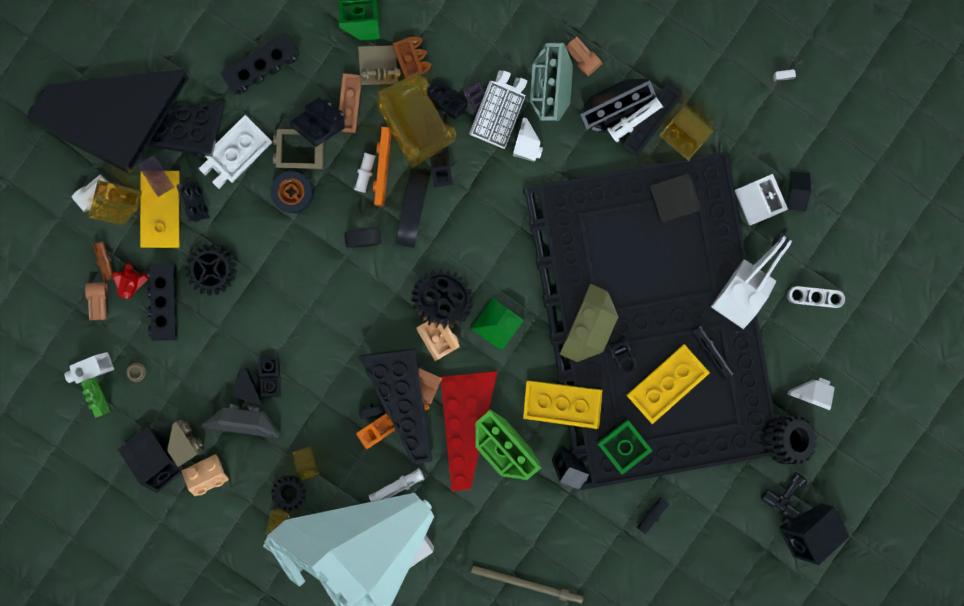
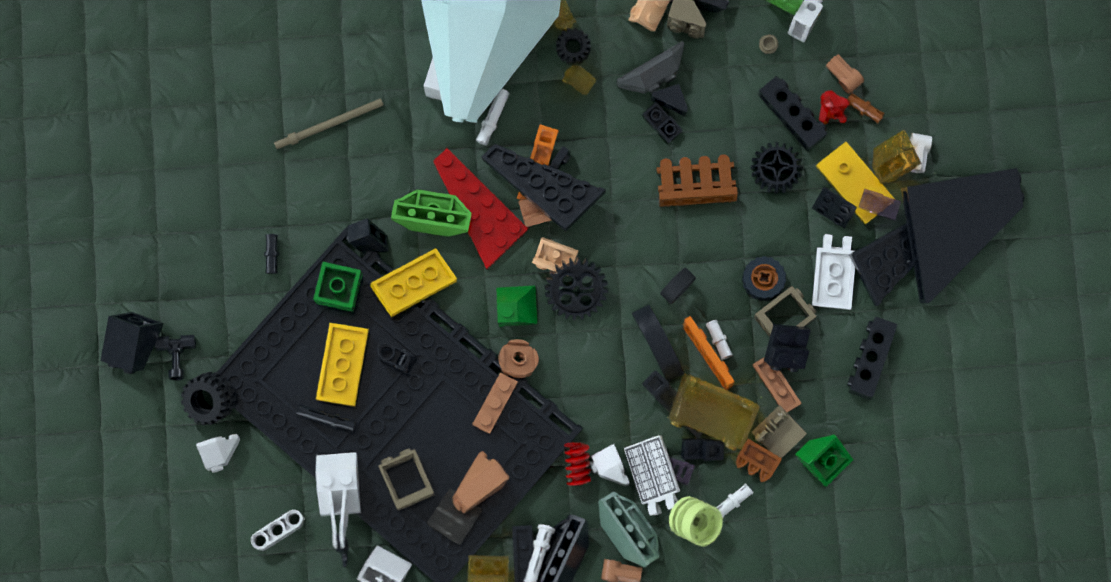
camera: 135 degrees right, 10 degrees down
(275, 300) = (706, 192): none -> dark orange fence
(454, 42) = (734, 500): none -> white pin
(497, 46) = (695, 521): none -> yellowish green wheel
(540, 278) = (525, 352): none -> nougat plate
(549, 162) = (579, 464): none -> red piece
(575, 260) = (495, 403): none -> nougat plate
(591, 326) = (440, 362): olive wedge -> none
(638, 207) = (479, 483): none -> nougat slope
(699, 237) = (411, 499): none -> dark tan window

